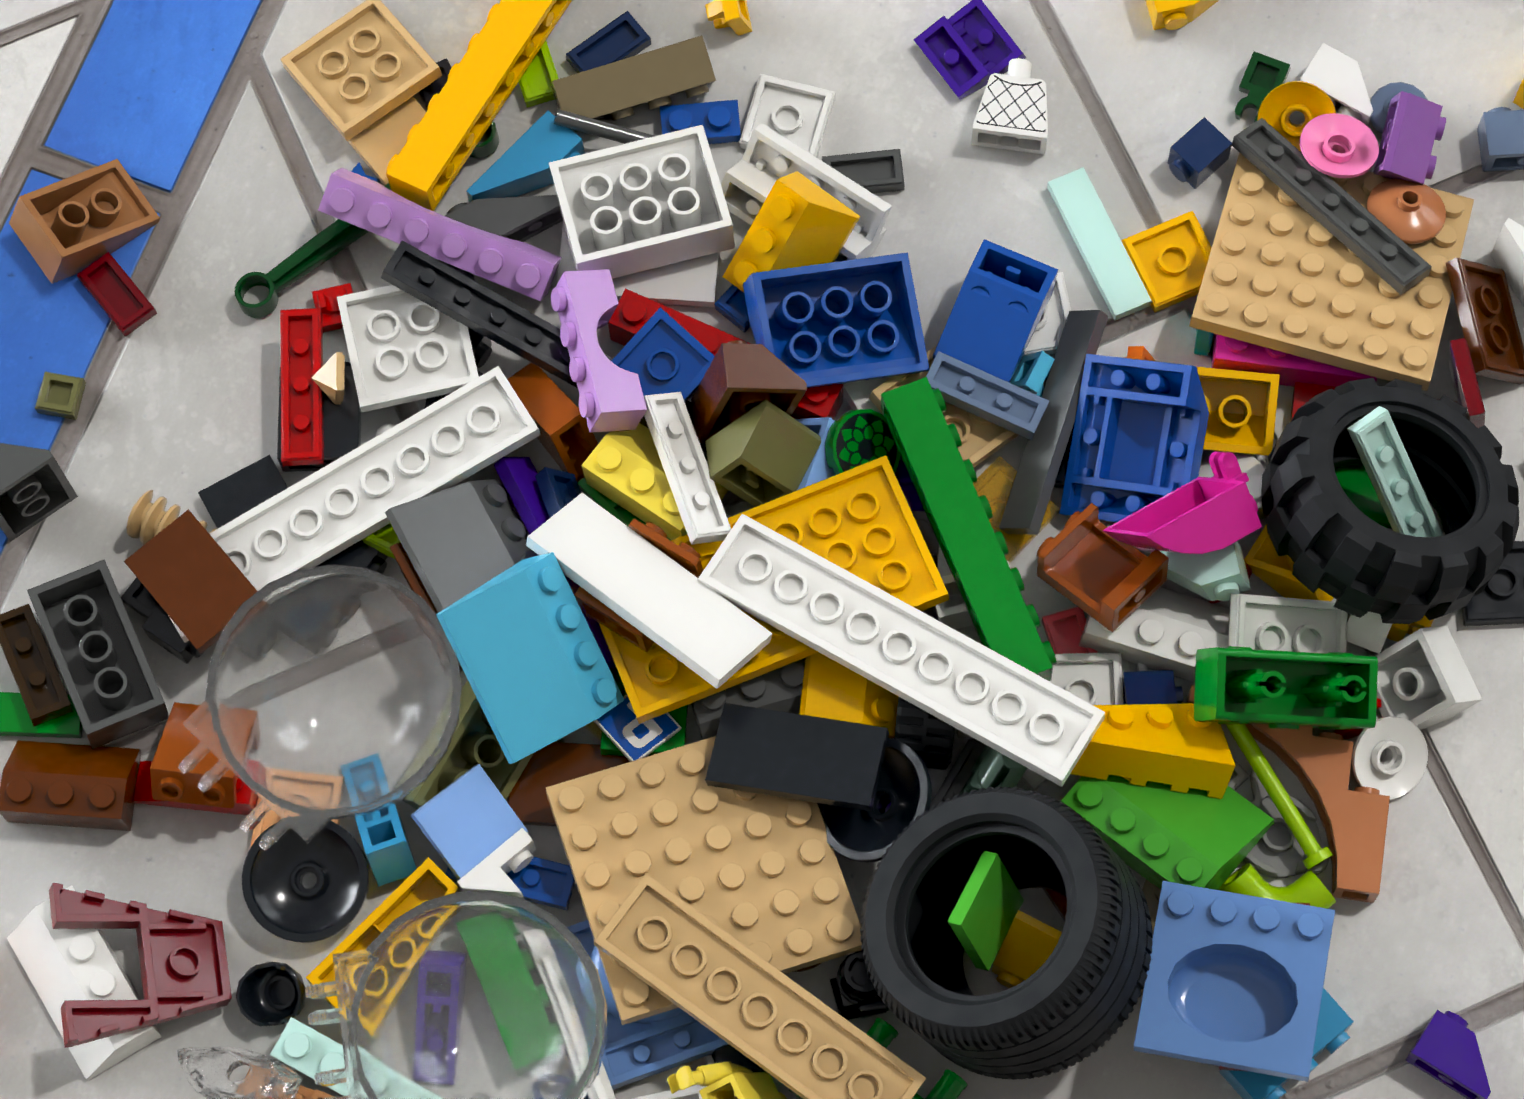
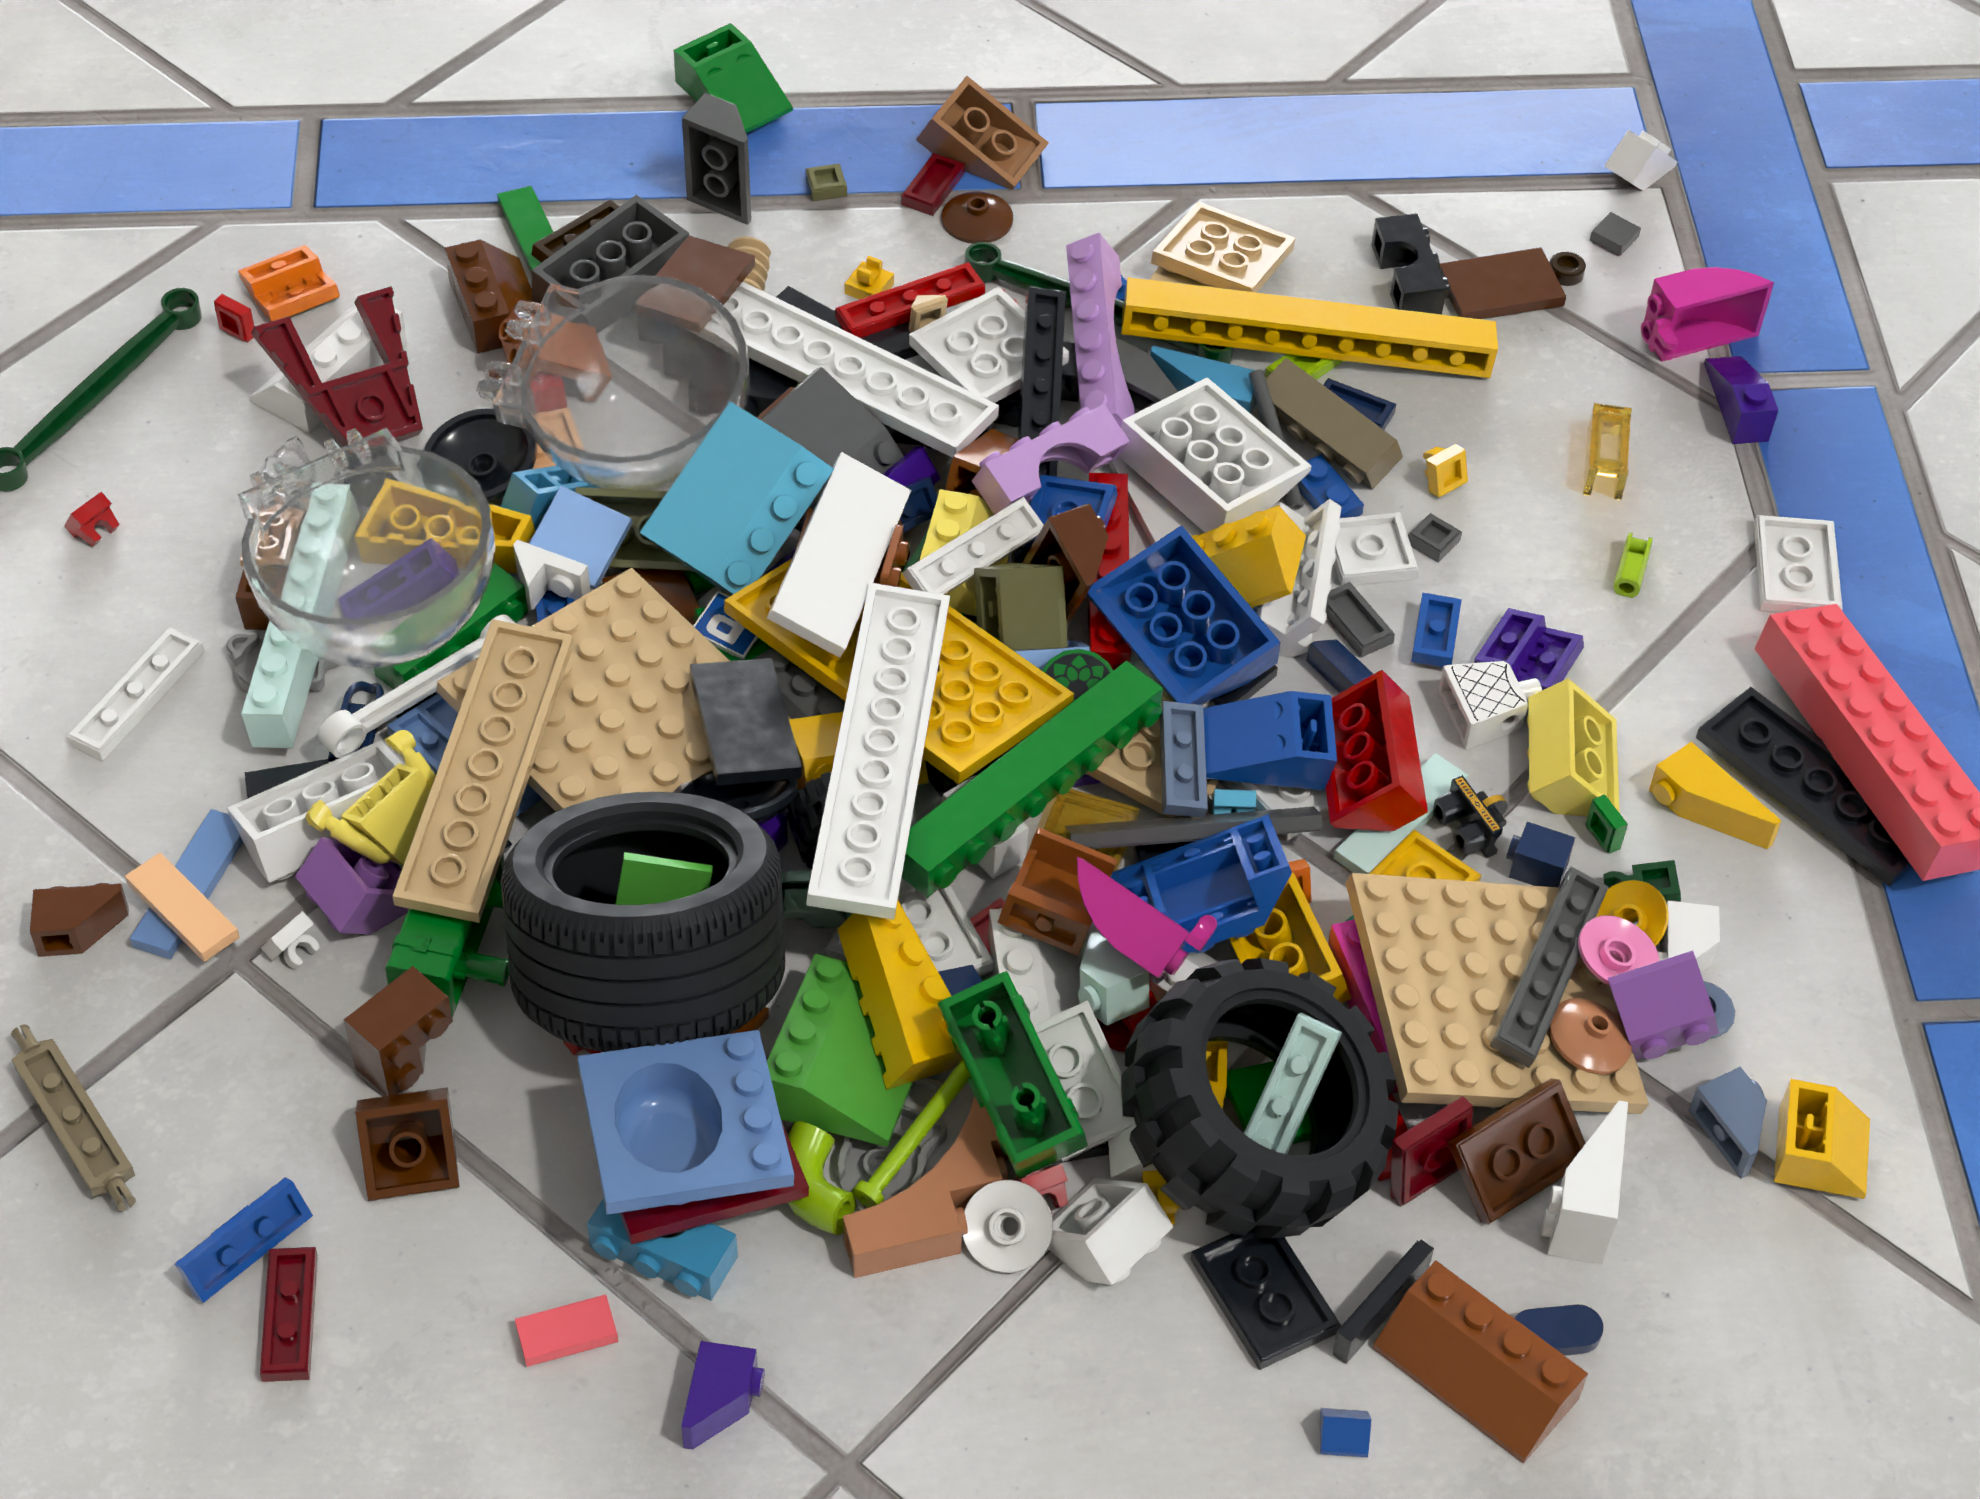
camera: 60 degrees right, 20 degrees down
(187, 287) = (977, 217): none -> reddish brown dish
(227, 413) = (868, 279): none -> yellow tile
(799, 58) = (1434, 537): none -> dark grey tile
(913, 112) = (1436, 630): none -> blue plate
(924, 210) = (1336, 664): none -> dark blue slope
(1051, 230) = (1378, 760): none -> red slope
(1101, 72) = (1571, 750): none -> light yellow slope
(1133, 181) = (1477, 814): none -> black hips
(1188, 84) = (1606, 824): none -> green tile

